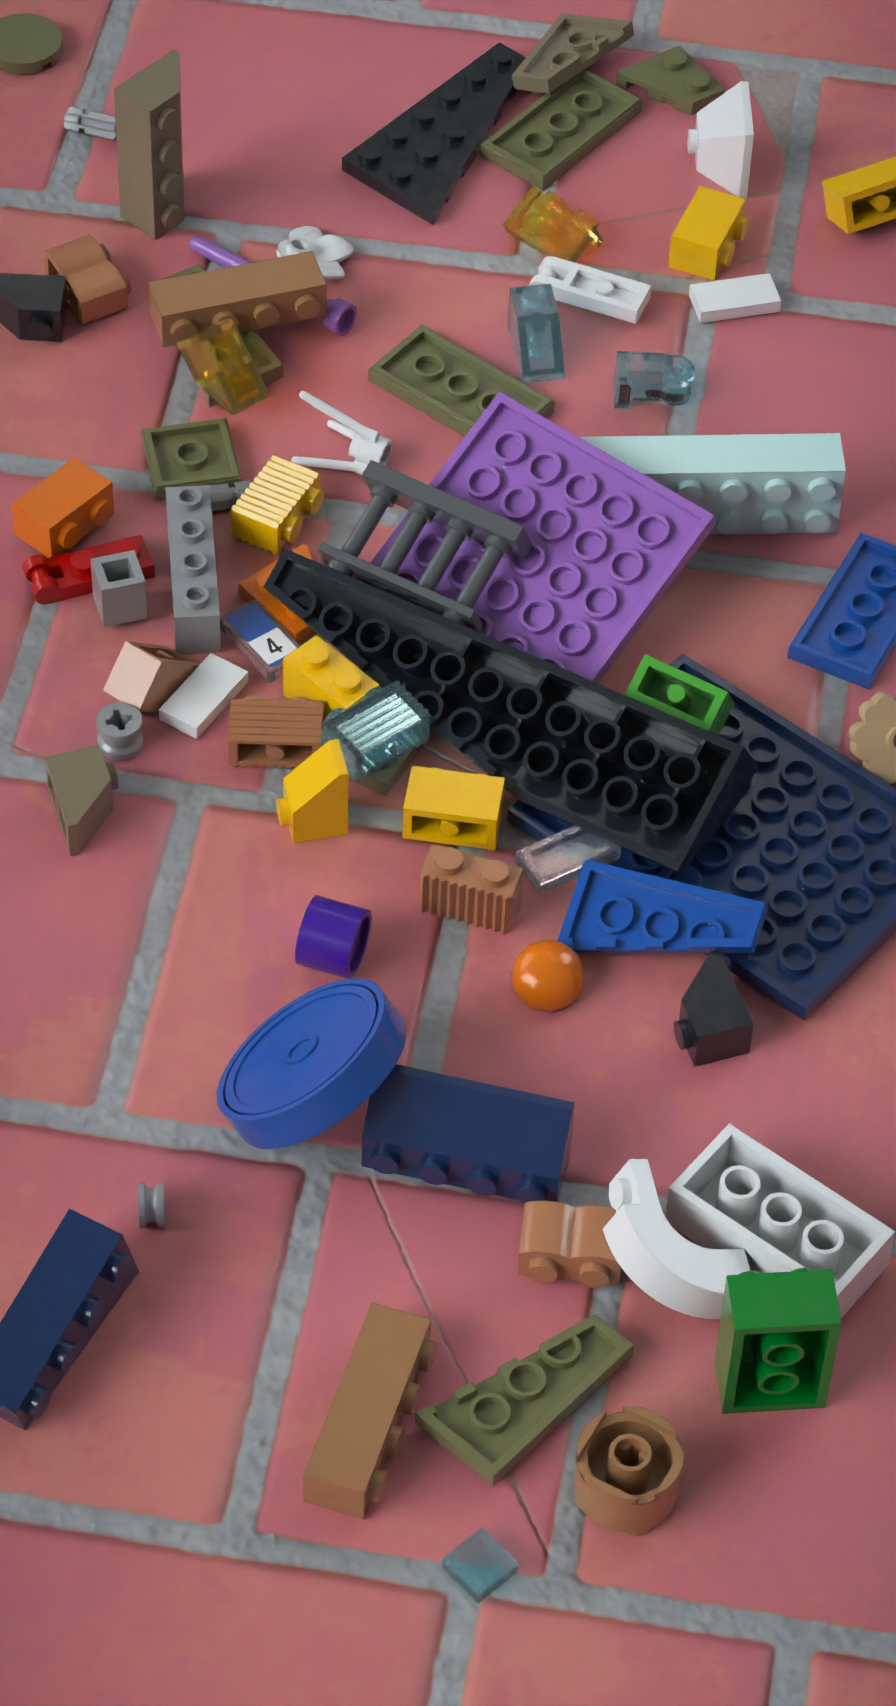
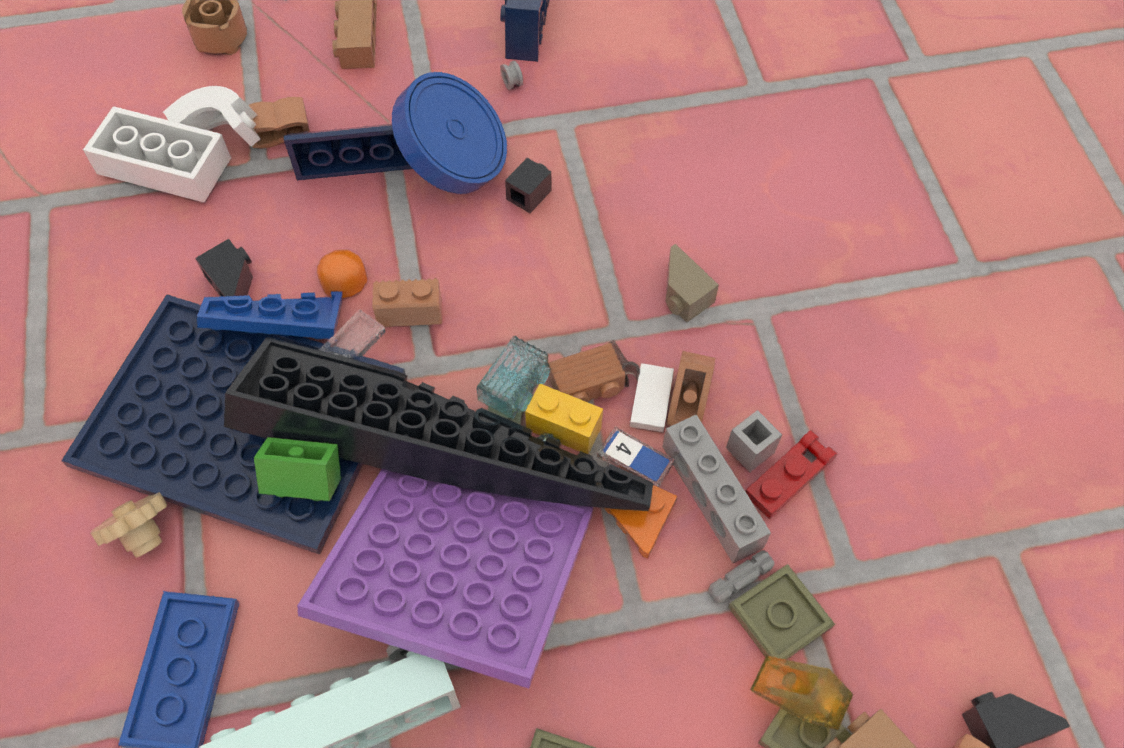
camera: 160 degrees right, 10 degrees up
(63, 508) = (838, 503): orange brick -> none
(118, 743) = (689, 331): light grey wheel -> none
(218, 736) = (628, 366): none -> clear smoke hand
(220, 1004) = (528, 185): none -> black brick
(276, 504) = (686, 581): yellow brick -> none
(316, 796) = (532, 322): yellow slope -> none
(333, 937) = (479, 238): dark purple piece -> none
(365, 442) = (645, 672): white plant -> none
(424, 506) = (532, 557): dark grey fence -> none
(453, 807) = (440, 352): yellow brick -> none
(515, 1409) = (279, 48): olive wing -> none
(777, 1340) = (139, 68): green brick -> none

